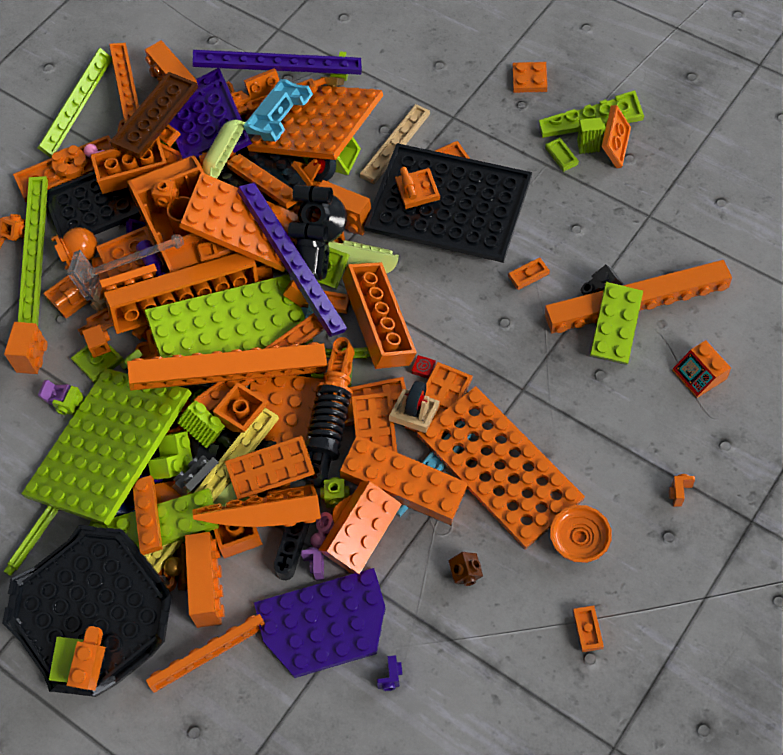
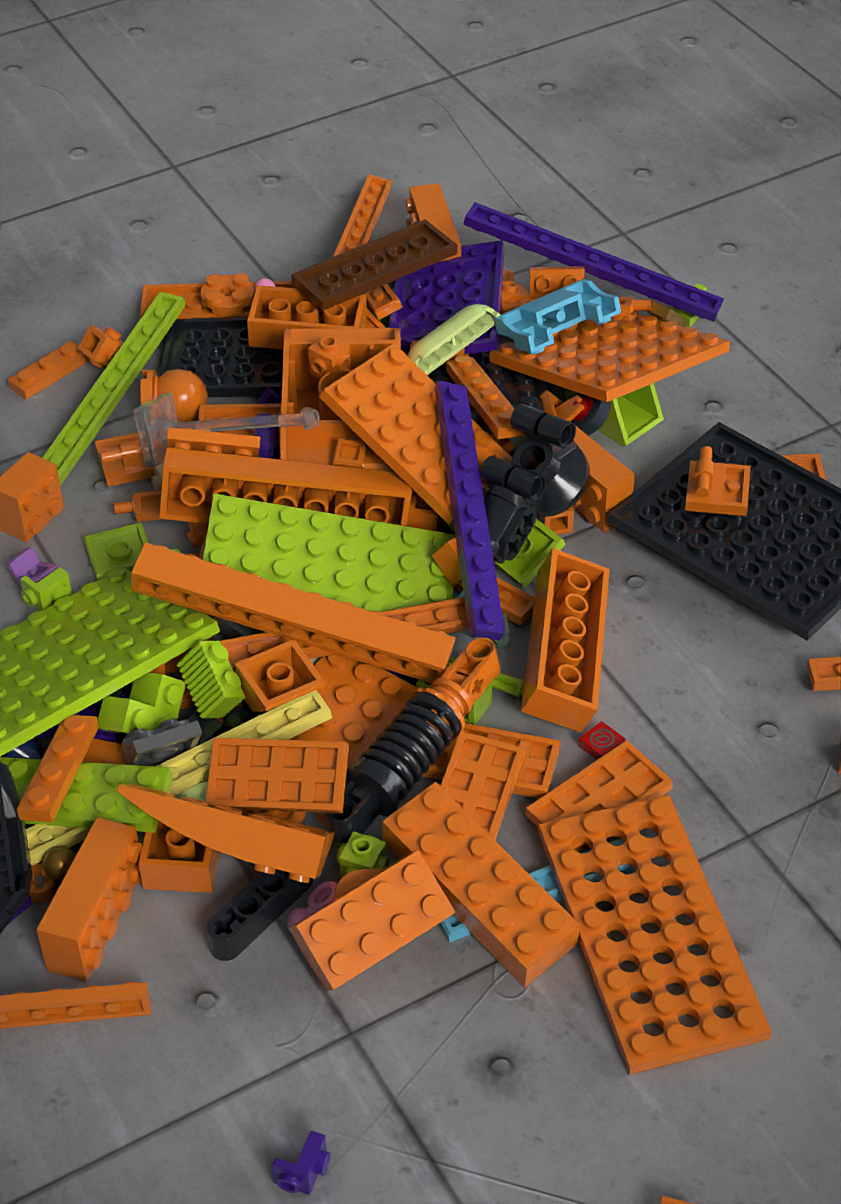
camera: 20 degrees right, 15 degrees down
(74, 103) = (280, 228): lime plate -> none
(97, 340) = (130, 523): orange brick -> none
(316, 561) = (278, 949): medium lavender bracket -> none
(324, 623) = (244, 1046): dark purple plate -> none
(364, 253) = (622, 572): yellowish green brick -> none
(400, 135) = (740, 418): tan tile -> none
(414, 408) = (552, 783): tan plate -> none
(465, 568) = (511, 1055): reddish brown brick -> none
(581, 533) = (733, 1082): orange hat -> none

